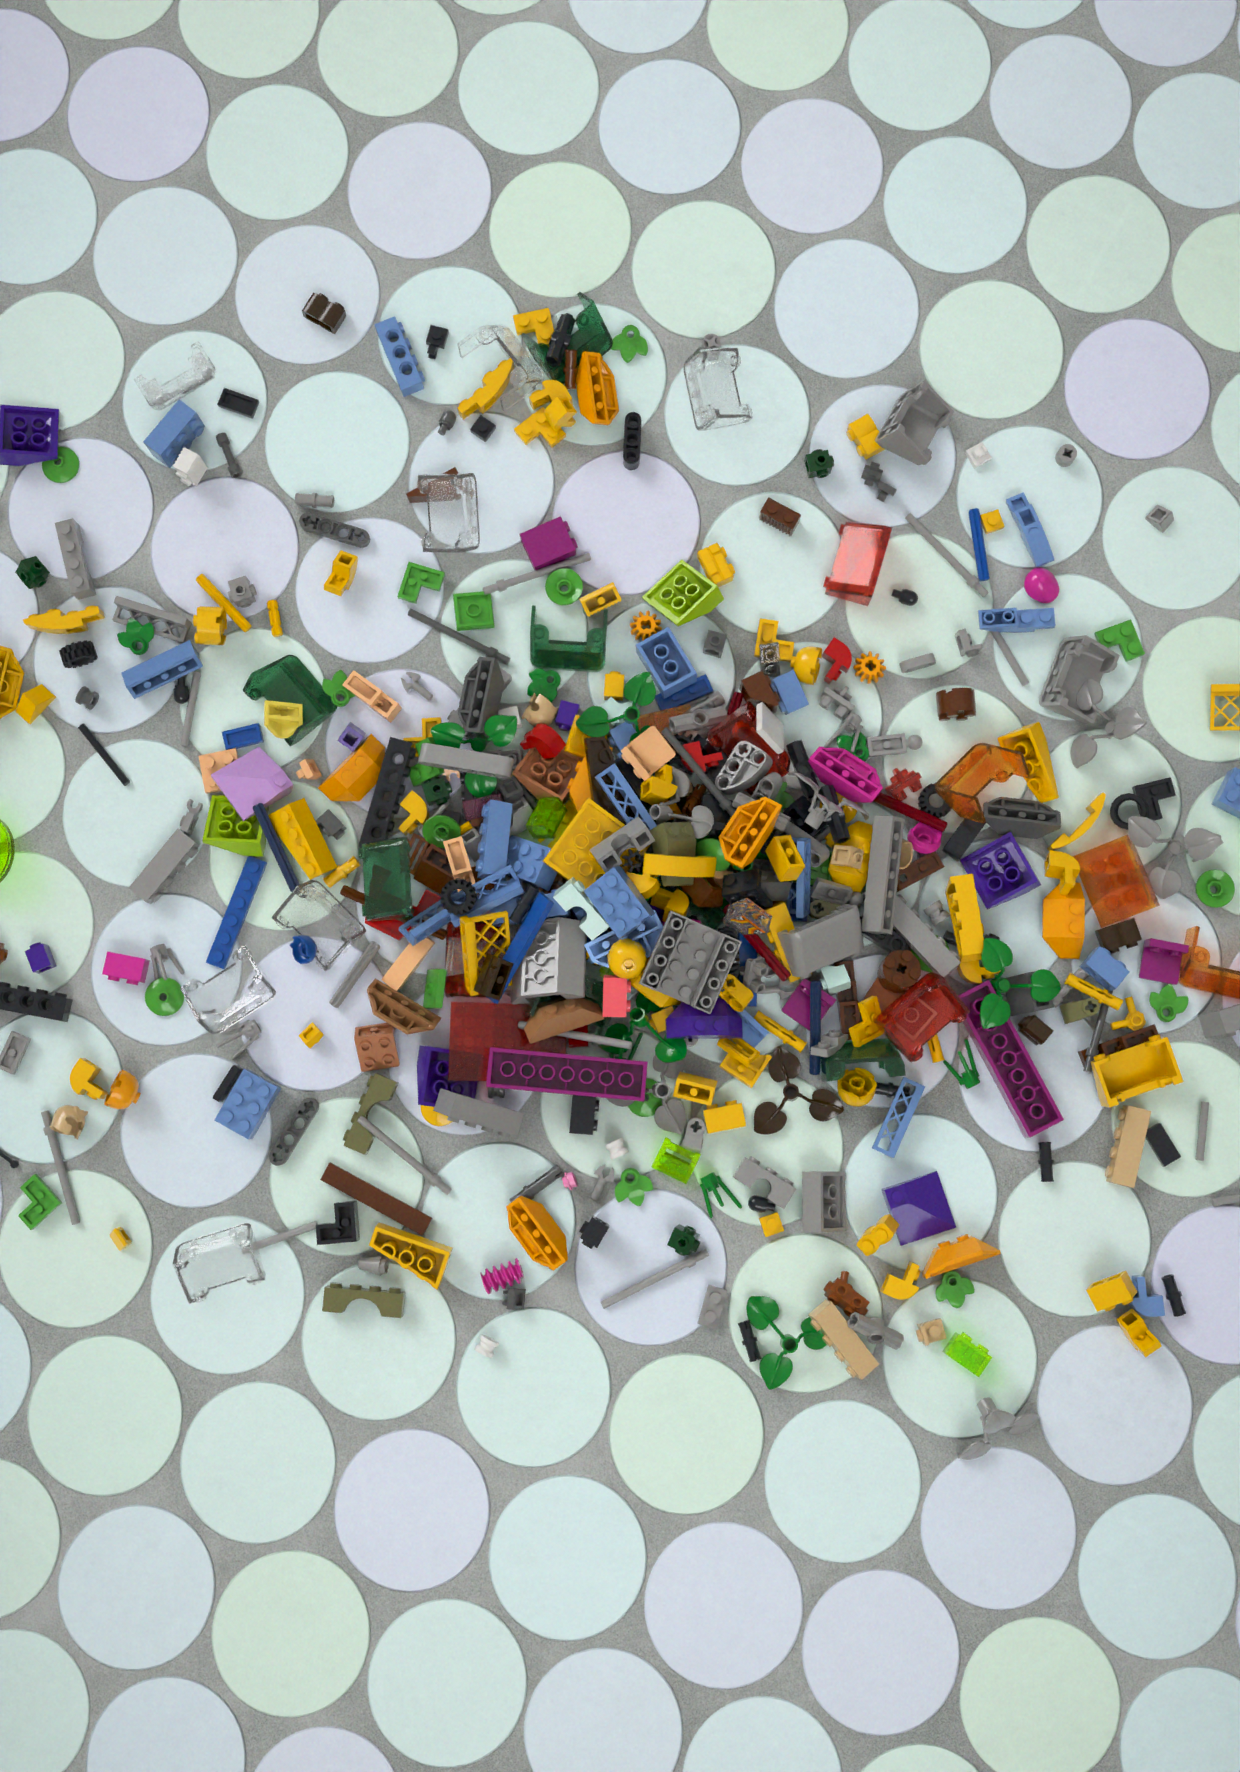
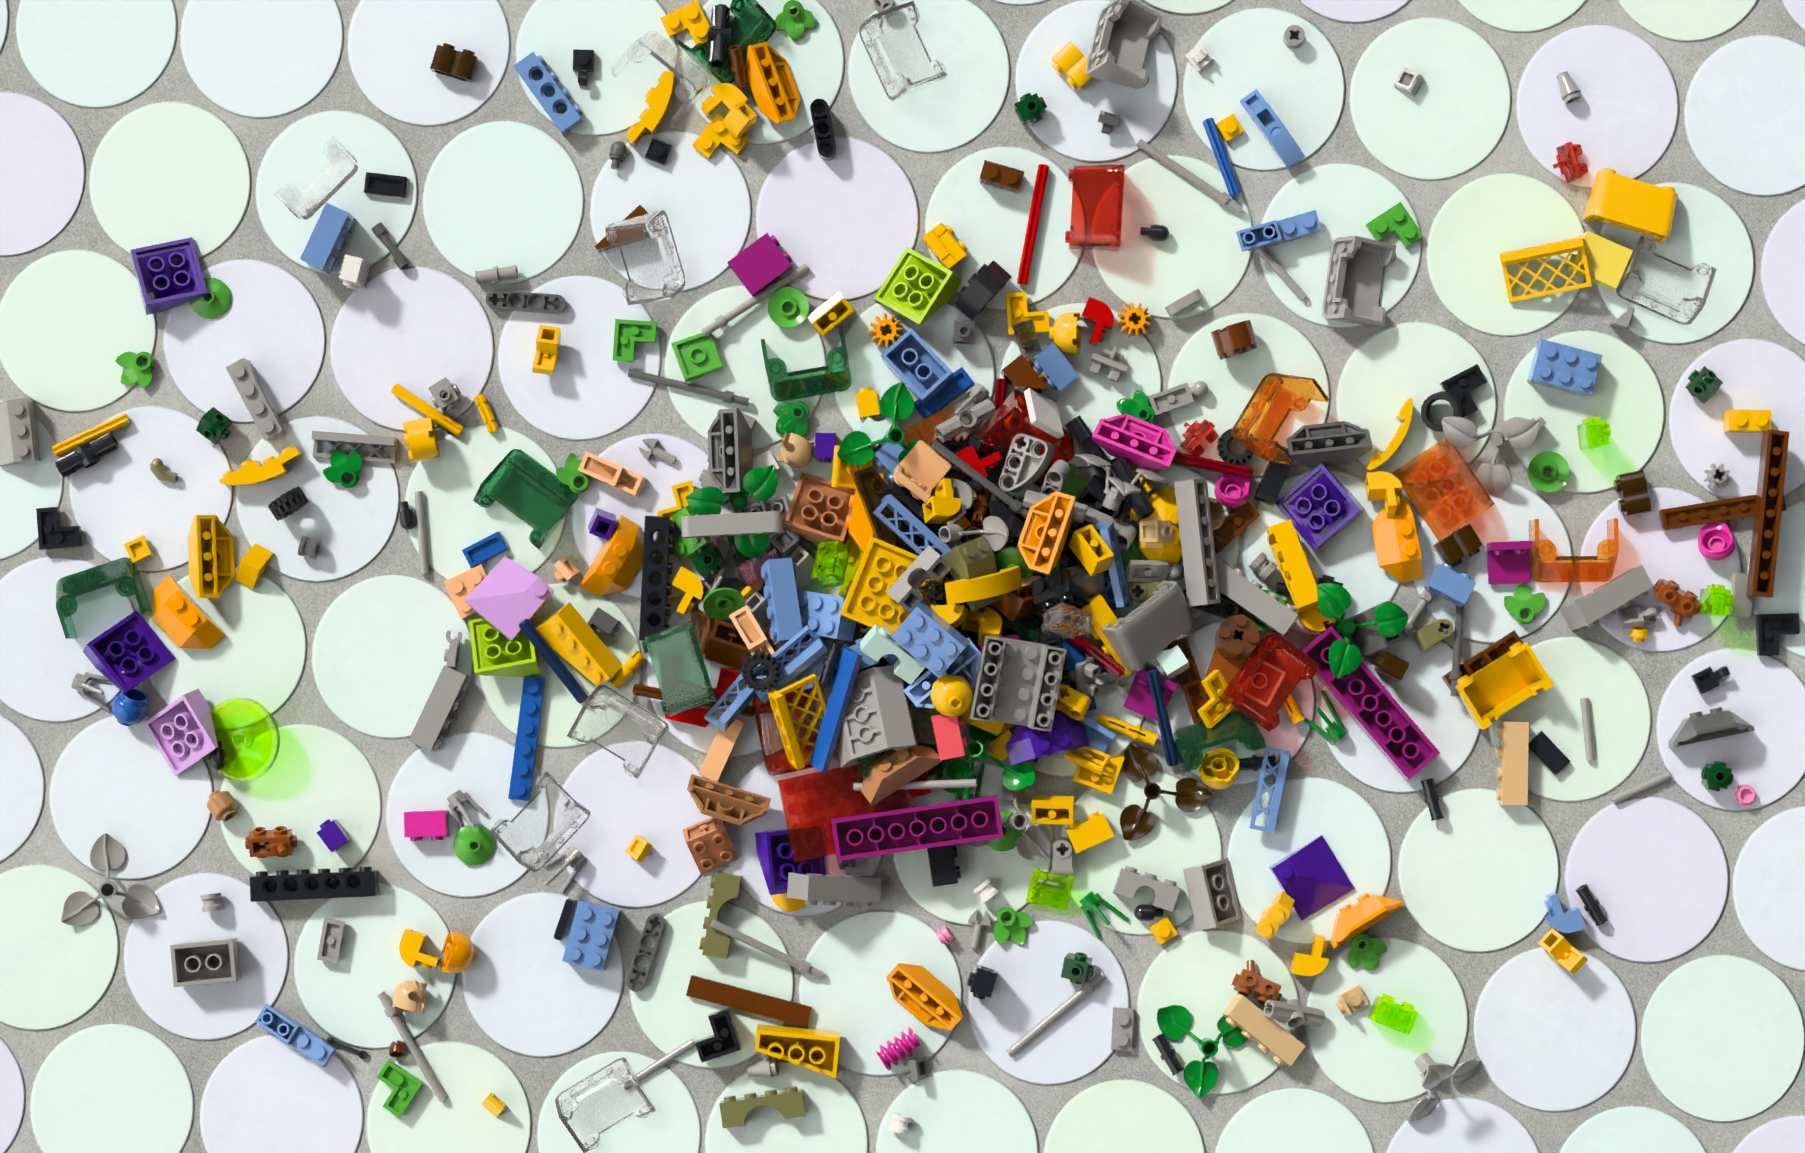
camera: 15 degrees left, 5 degrees up
(46, 1166) = (397, 1049): none -> reddish brown hinge
(104, 755) = (342, 603): black bar -> none
(162, 669) = (381, 498): medium blue brick -> none
(282, 718) = (525, 521): light yellow slope -> none
(303, 949) = (608, 760): blue hair -> none
(354, 974) = (668, 774): light grey axle -> none
(434, 988) = (756, 770): bright green plate -> none
(493, 976) = (817, 745): dark brown brick -> none
(539, 1184) = (914, 946): dark grey pin -> none
(545, 740) = (808, 480): red brick -> none
(739, 609) = (982, 288): none -> black brick
(798, 565) = (1033, 223): none -> red axle
(829, 1043) = (1181, 731): light grey slope -> none
(851, 724) = (1127, 385): light grey plant -> none
(872, 474) = (1089, 106): dark grey gear -> none
(964, 644) = (1228, 267): light grey bracket -> none
(1033, 744) = (1324, 365): yellow wedge -> none
(1041, 585) = (1297, 186): dark pink hat -> none
(1089, 989) = (1444, 611): yellow pin -> none
(1112, 1291) = (1526, 916): yellow brick -> none
(1127, 723) = (1413, 325): light grey plant -> none
(1134, 1019) = (1492, 630): yellow piece -> none

